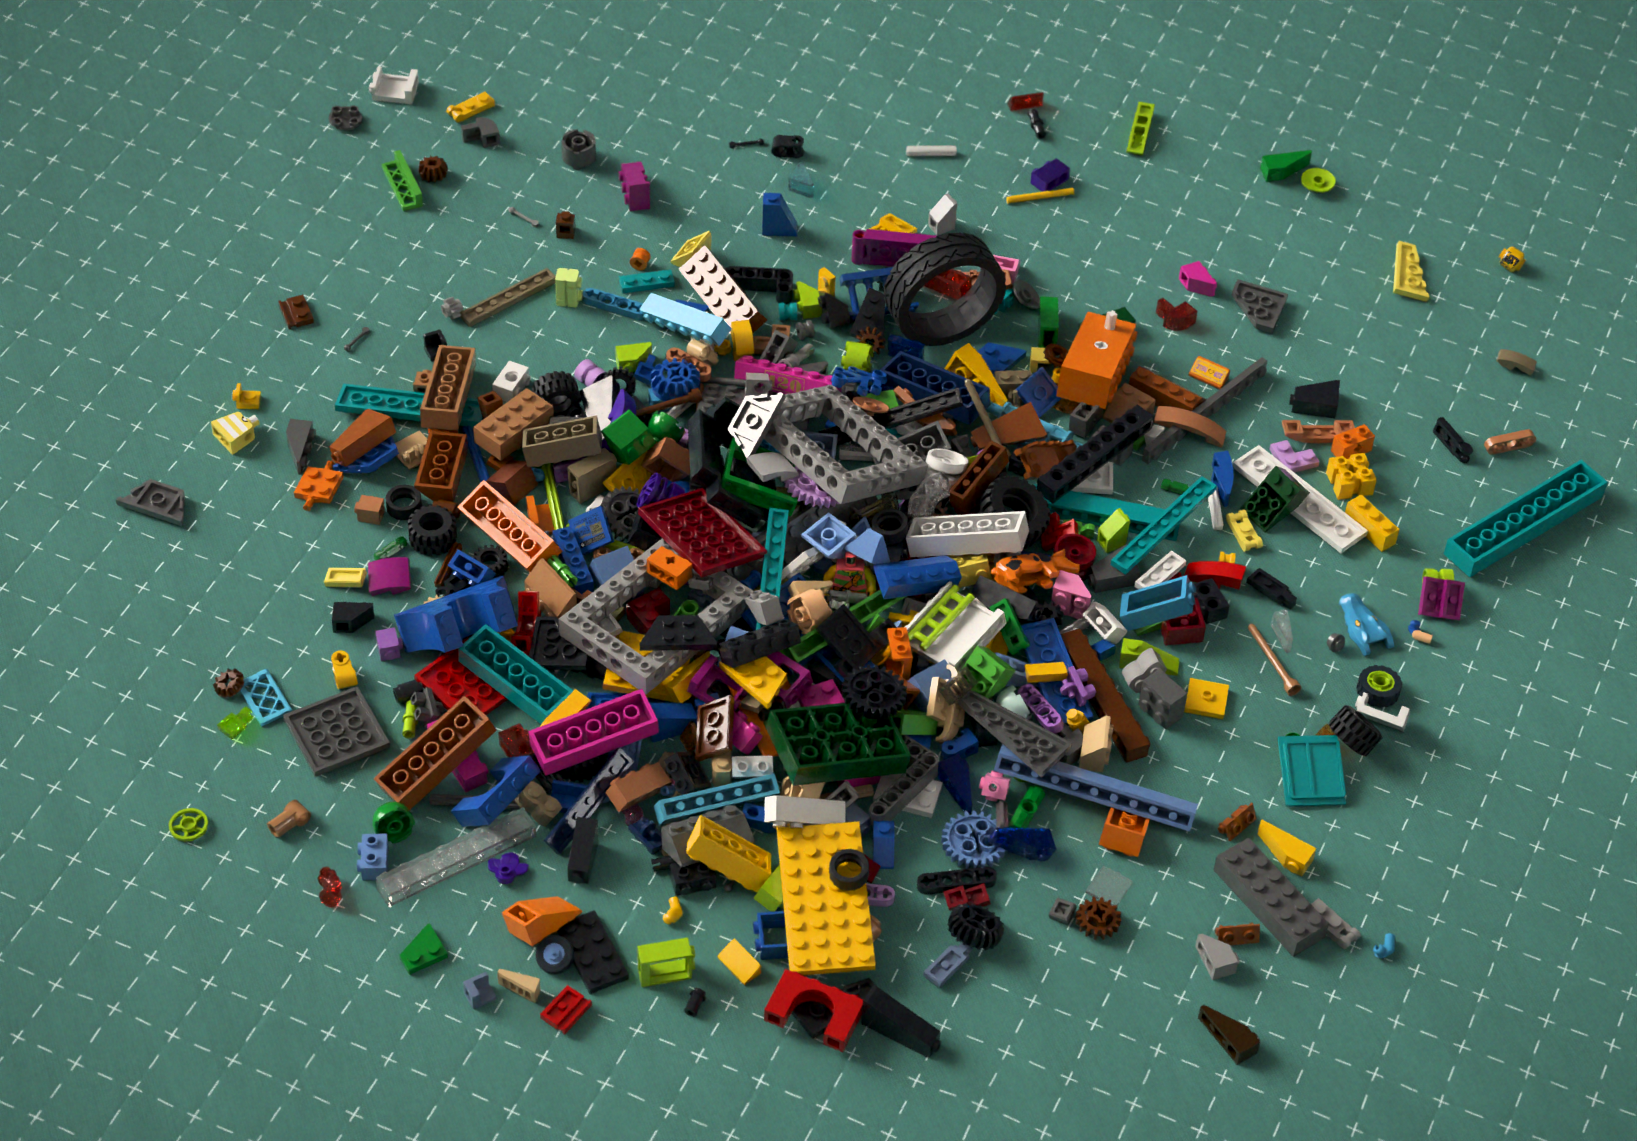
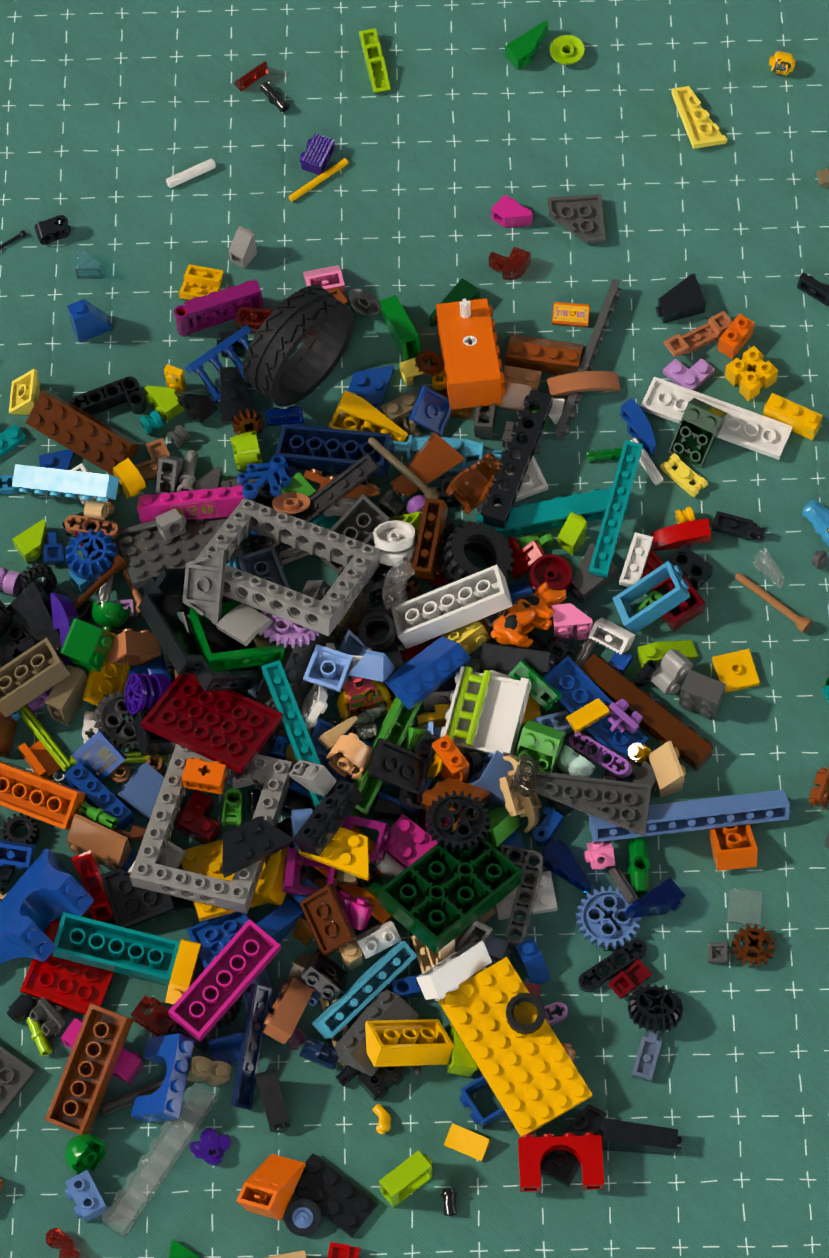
camera: 20 degrees left, 15 degrees up
(1117, 664) = (644, 675): none -> black pin

